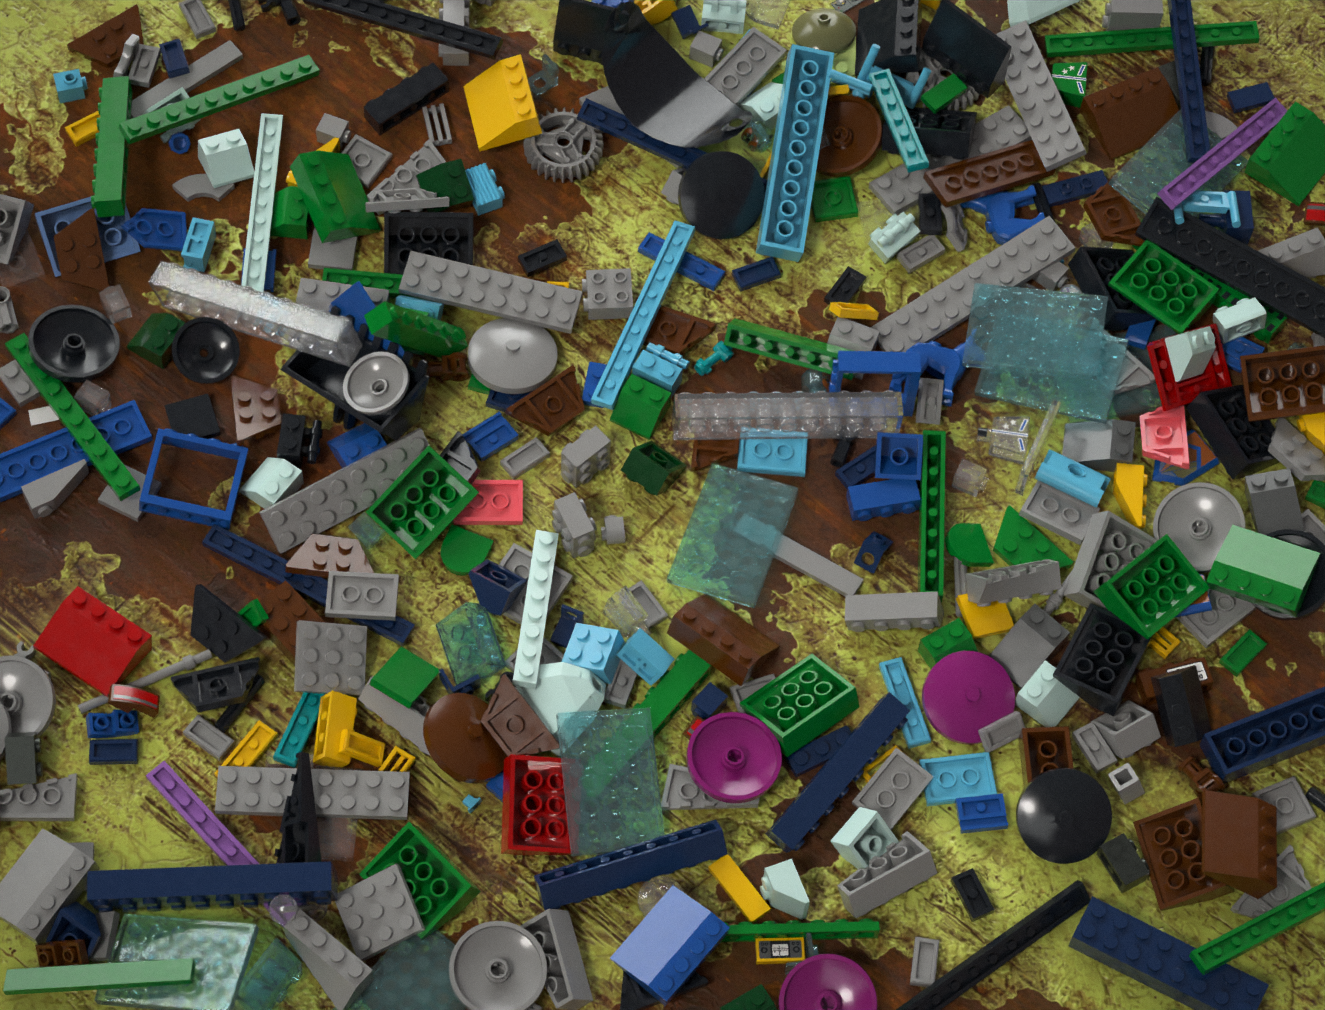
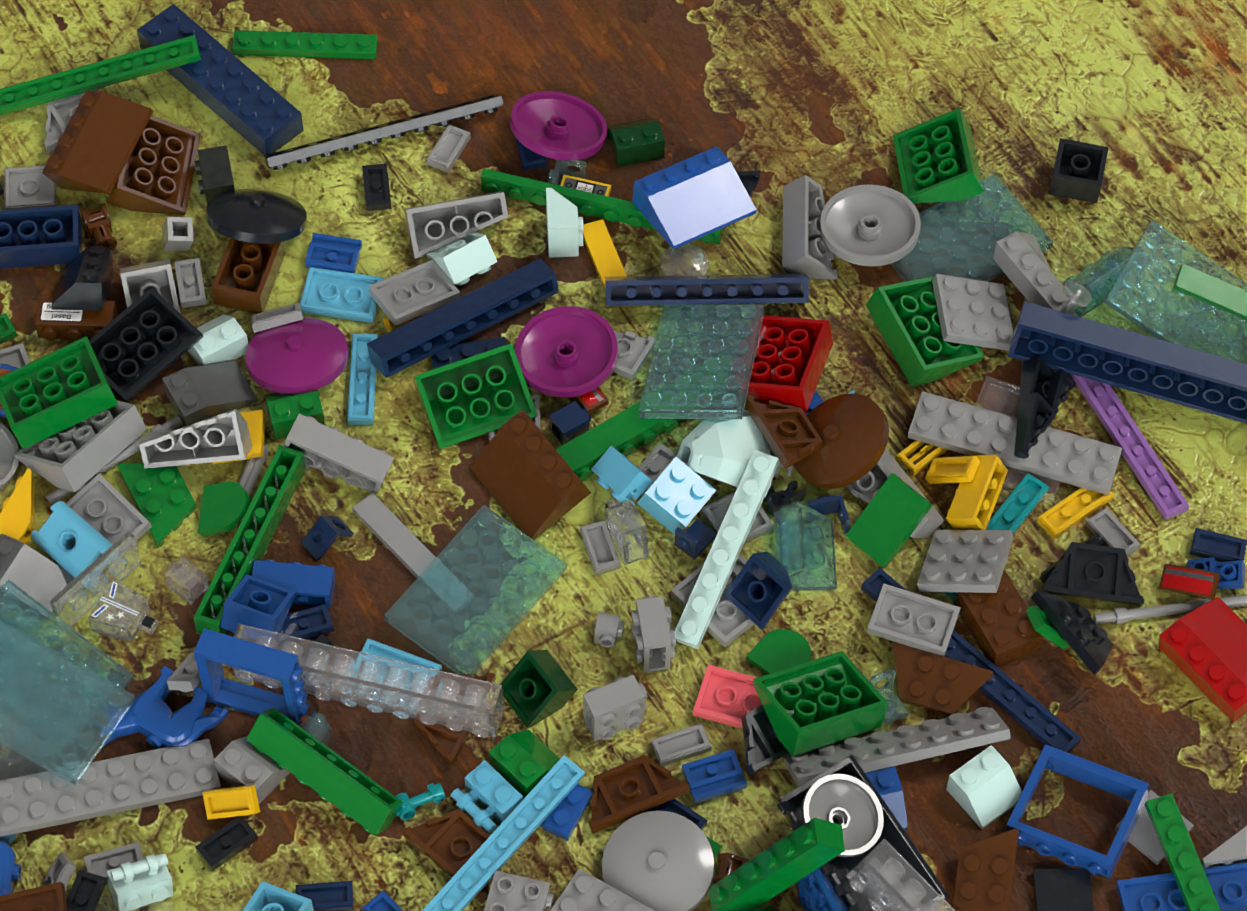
camera: 160 degrees left, 5 degrees down
(293, 438) = (949, 830): black brick -> none

